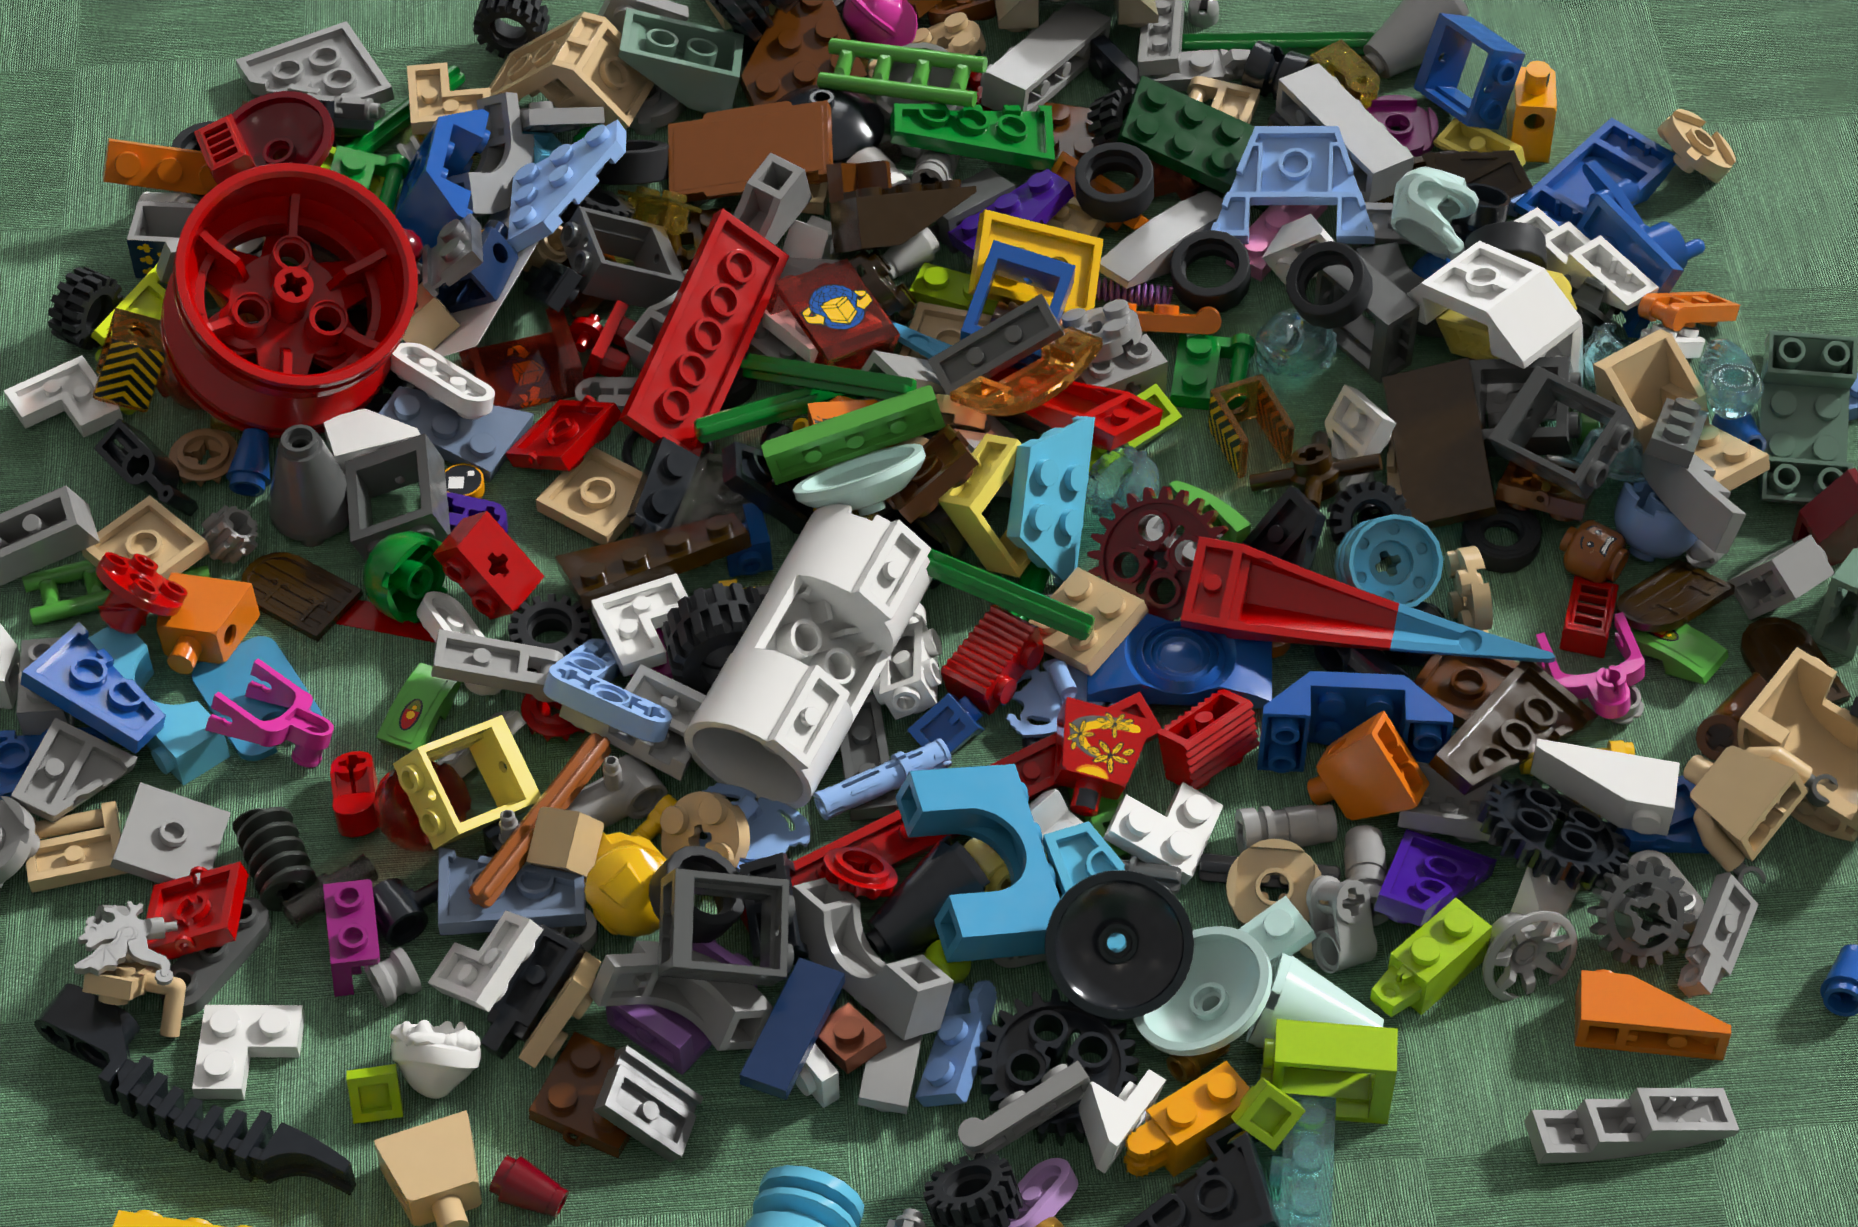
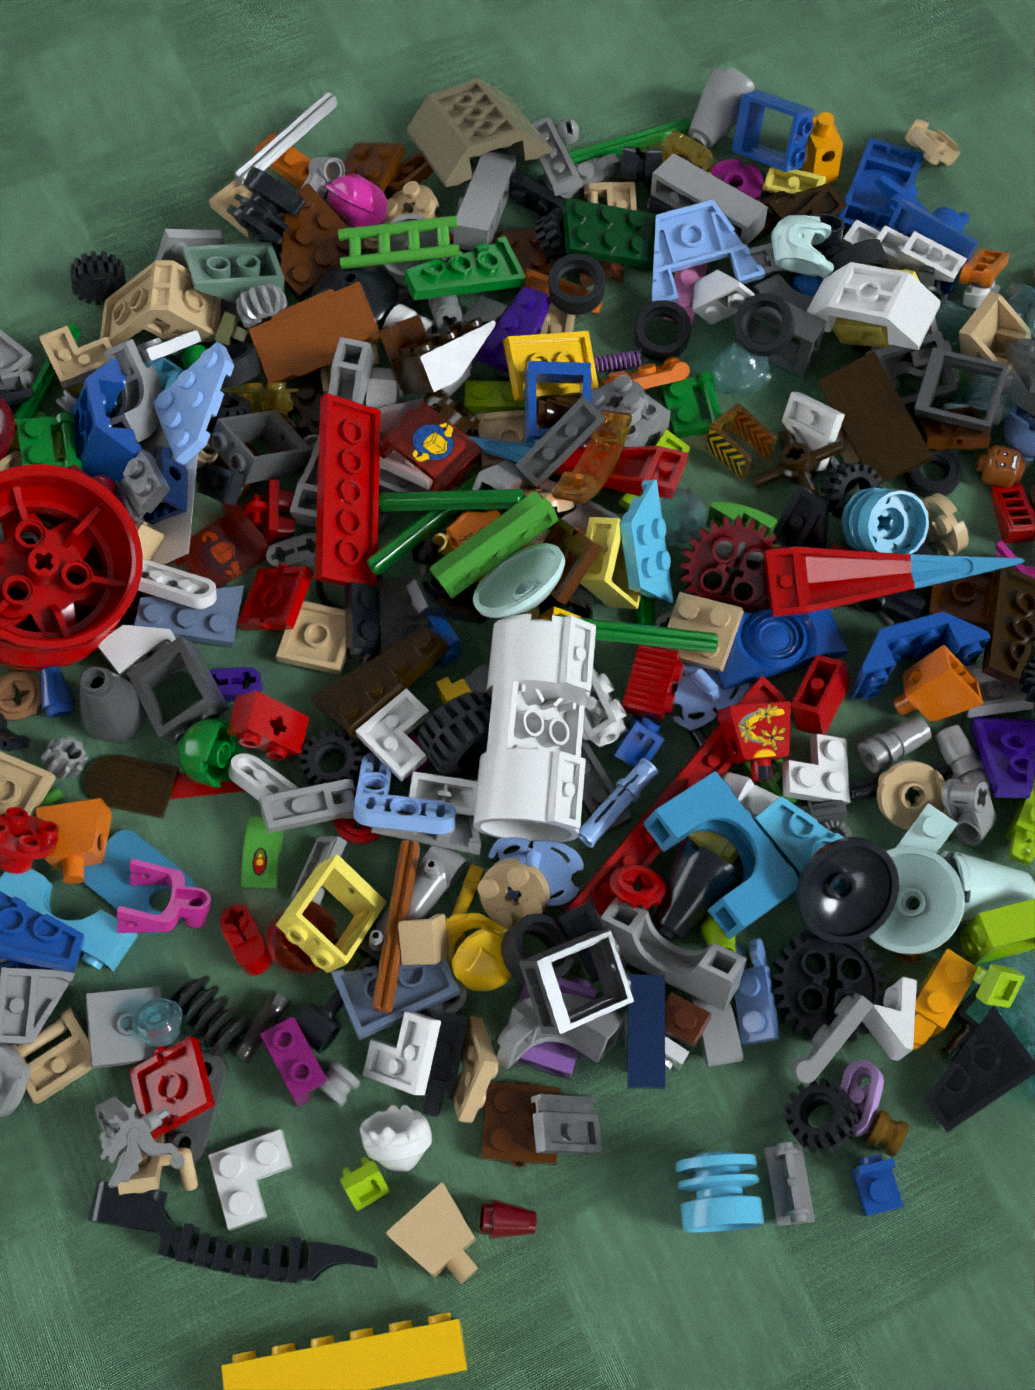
camera: 20 degrees left, 15 degrees up
(209, 837) = (158, 1022): none -> clear light blue cone
(465, 480) = (217, 655): tile -> none
(649, 121) = (232, 330): none -> olive tile
(693, 97) = (260, 304): none -> light grey gear
(1150, 248) = (620, 315): light grey slope -> none

